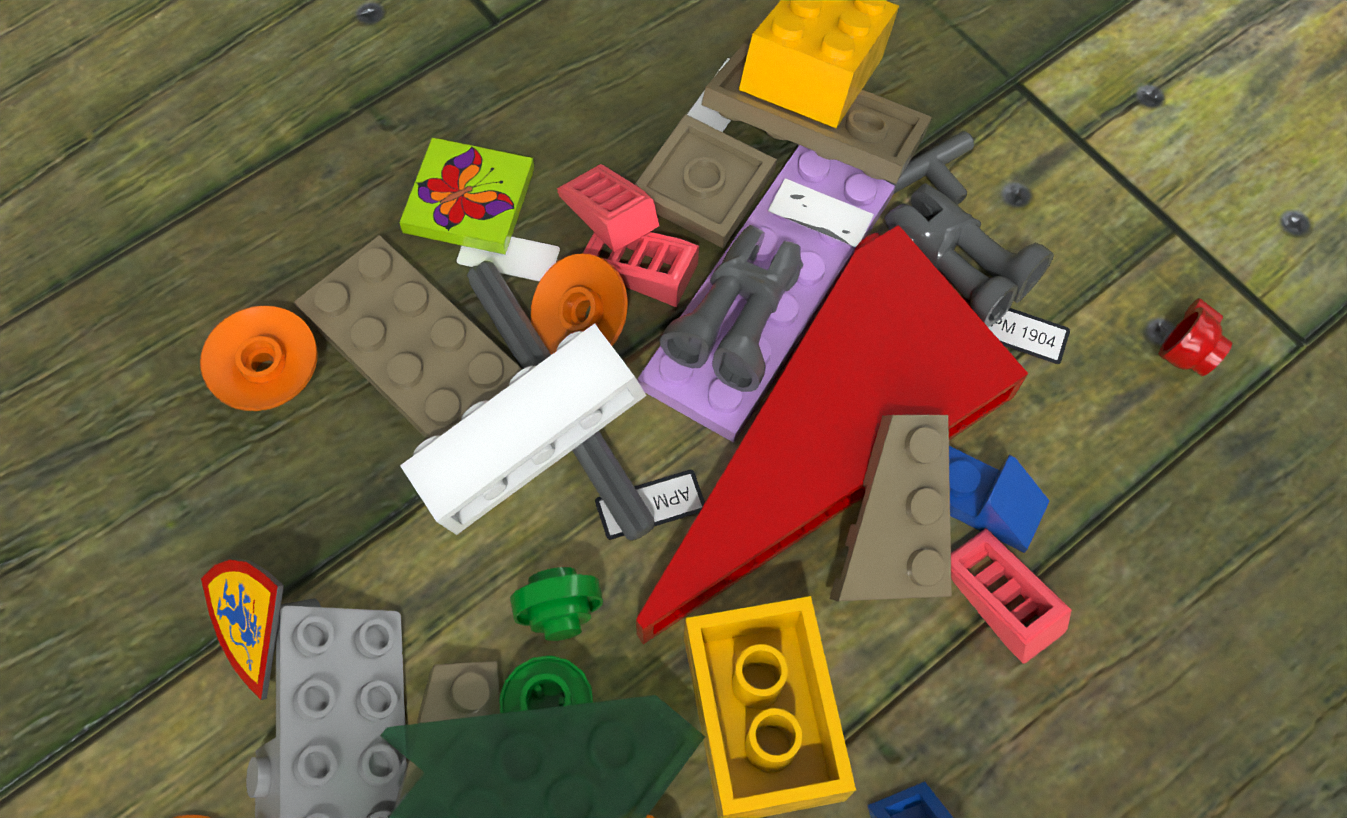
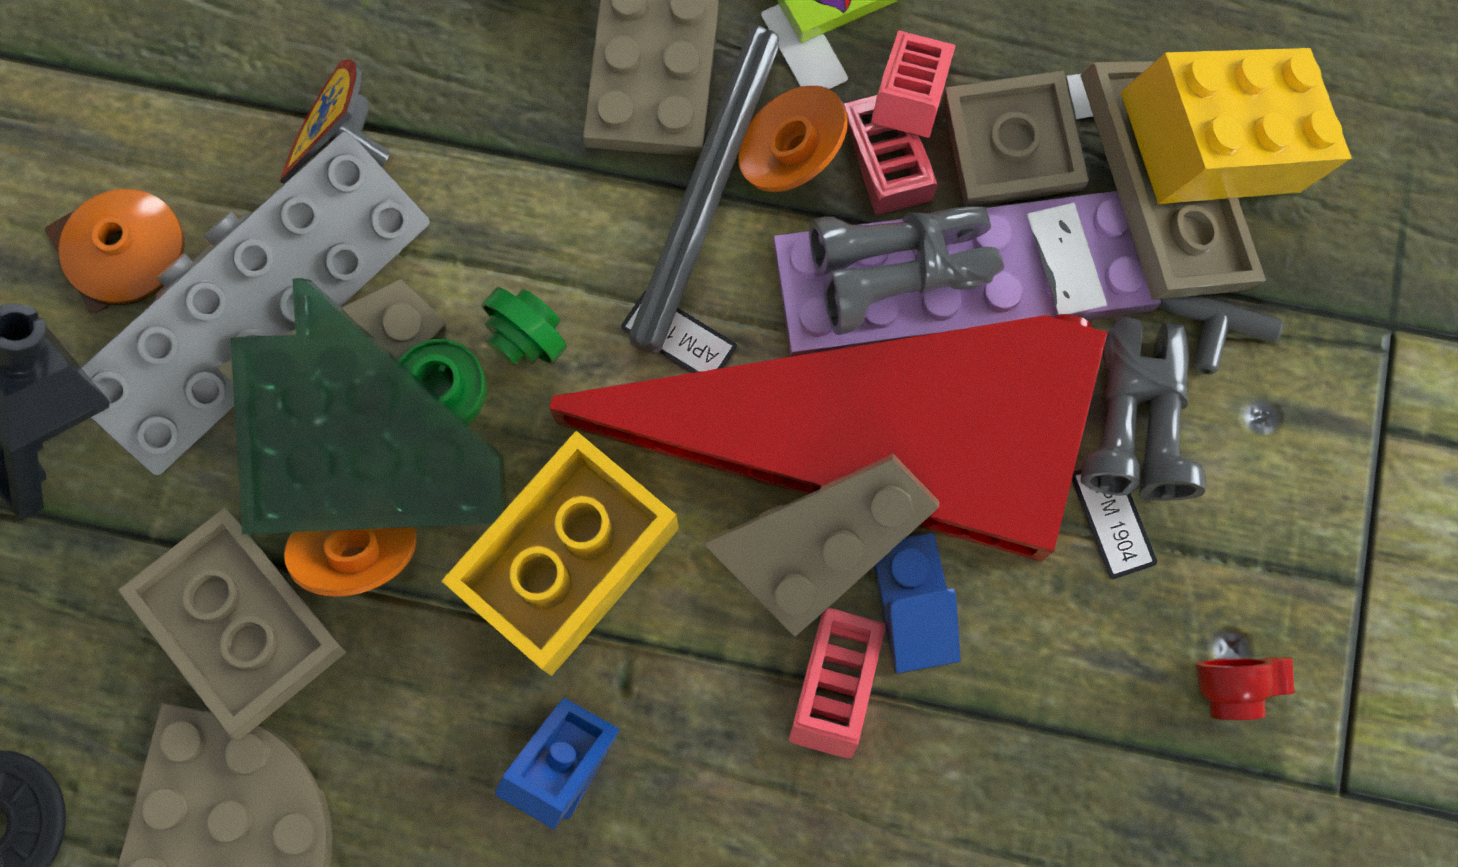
camera: 55 degrees right, 10 degrees up
(522, 429) = (643, 182): white brick -> none

